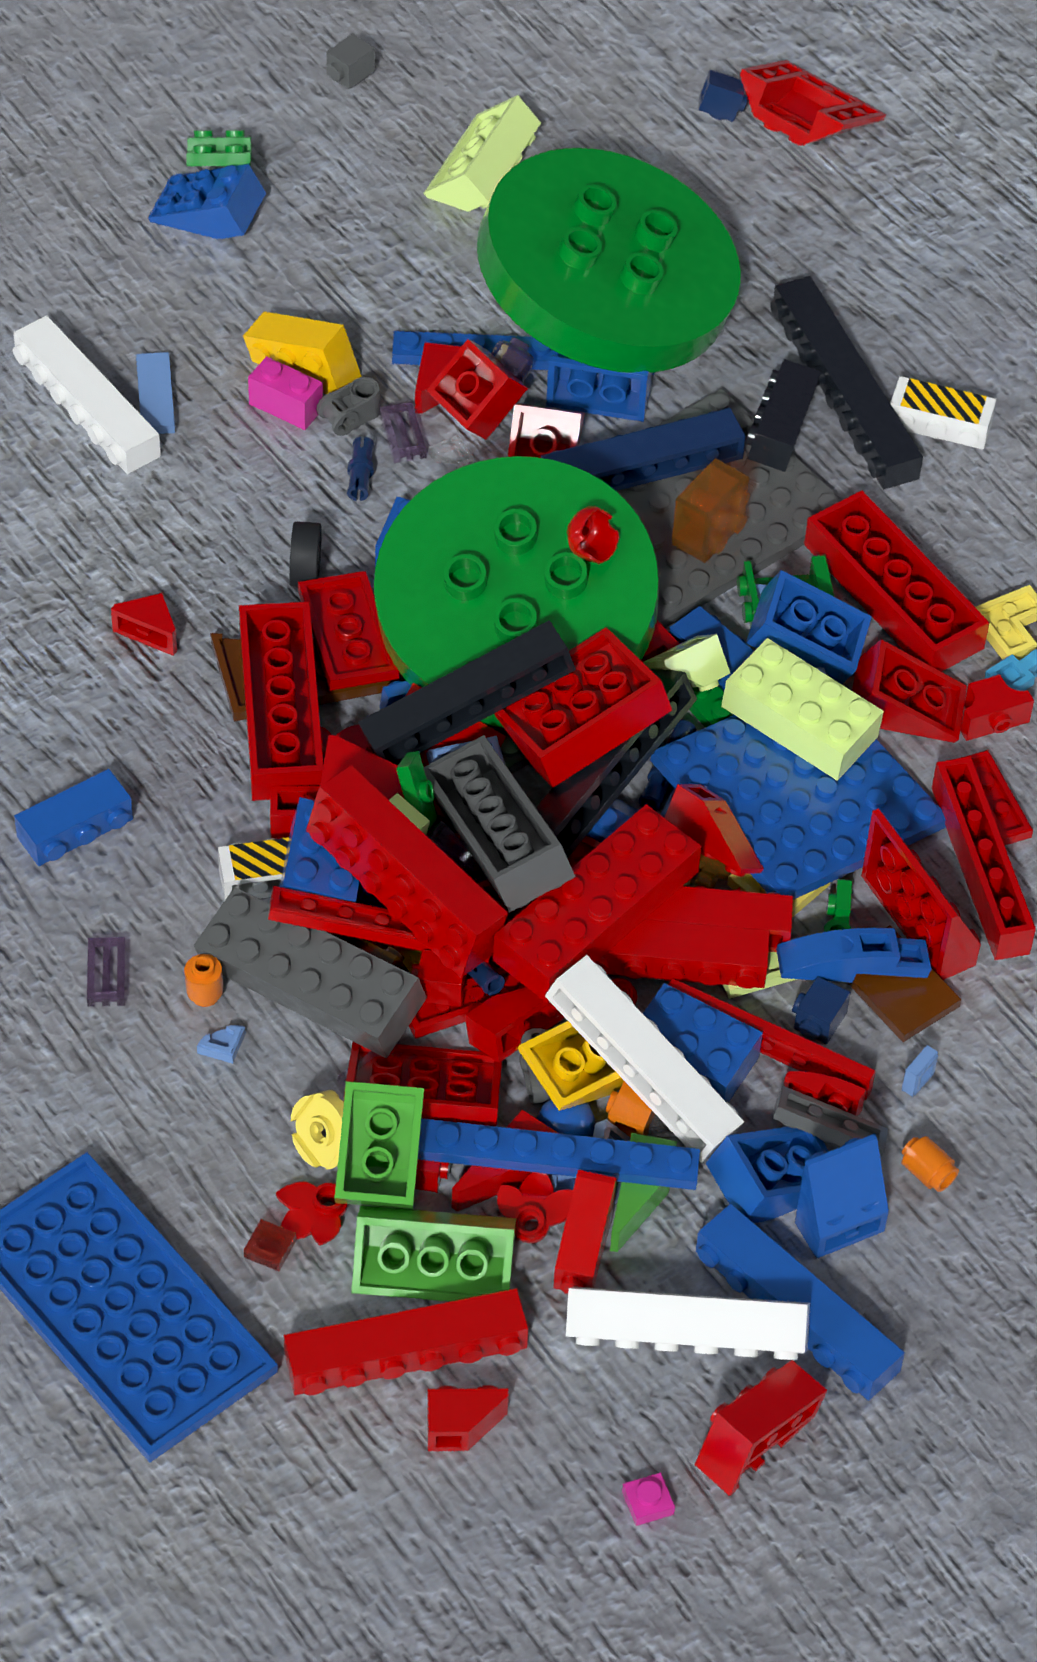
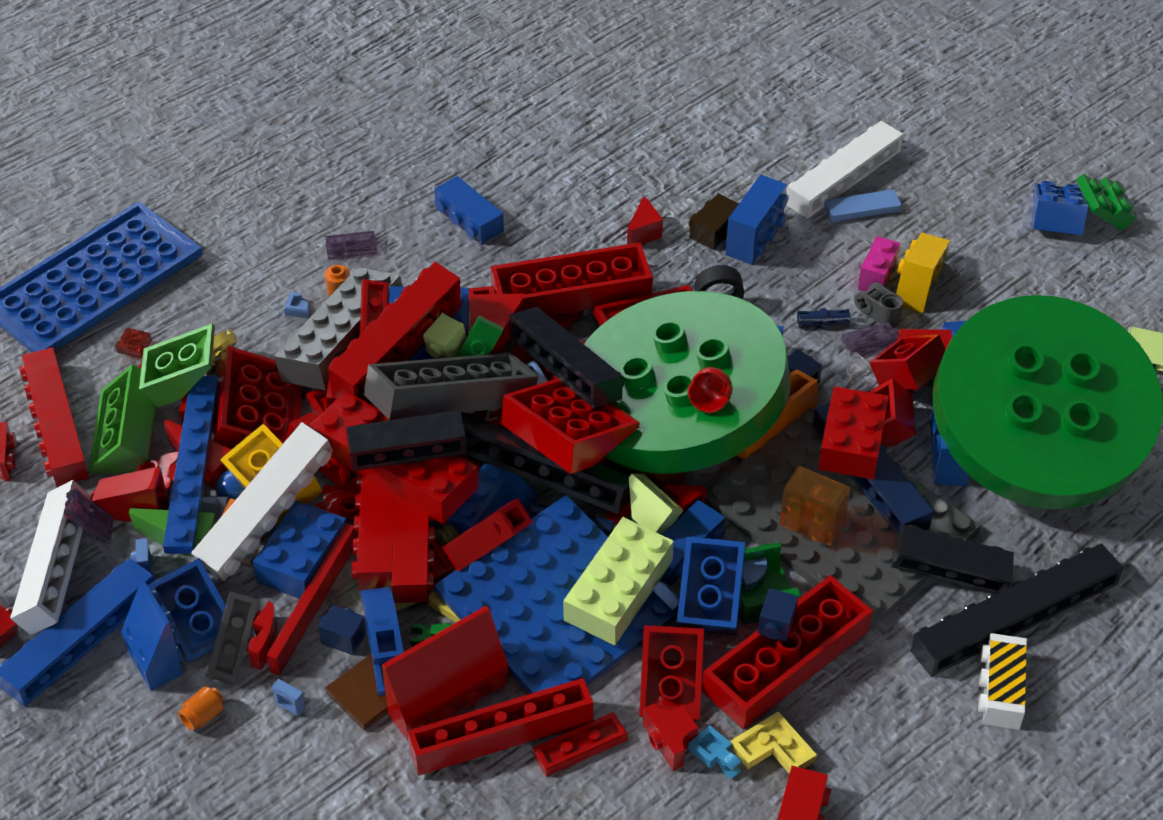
camera: 85 degrees right, 5 degrees down
(160, 545) = (711, 222): none -> dark brown brick
(184, 494) = (756, 219): none -> blue brick
(616, 860) = (406, 440): none -> black brick
(618, 1278) = (88, 516): none -> clear purple tile
(619, 445) = (853, 432): none -> red brick
(683, 1226) = (142, 555): none -> medium blue plate
(882, 562) = (777, 614): none -> dark blue brick

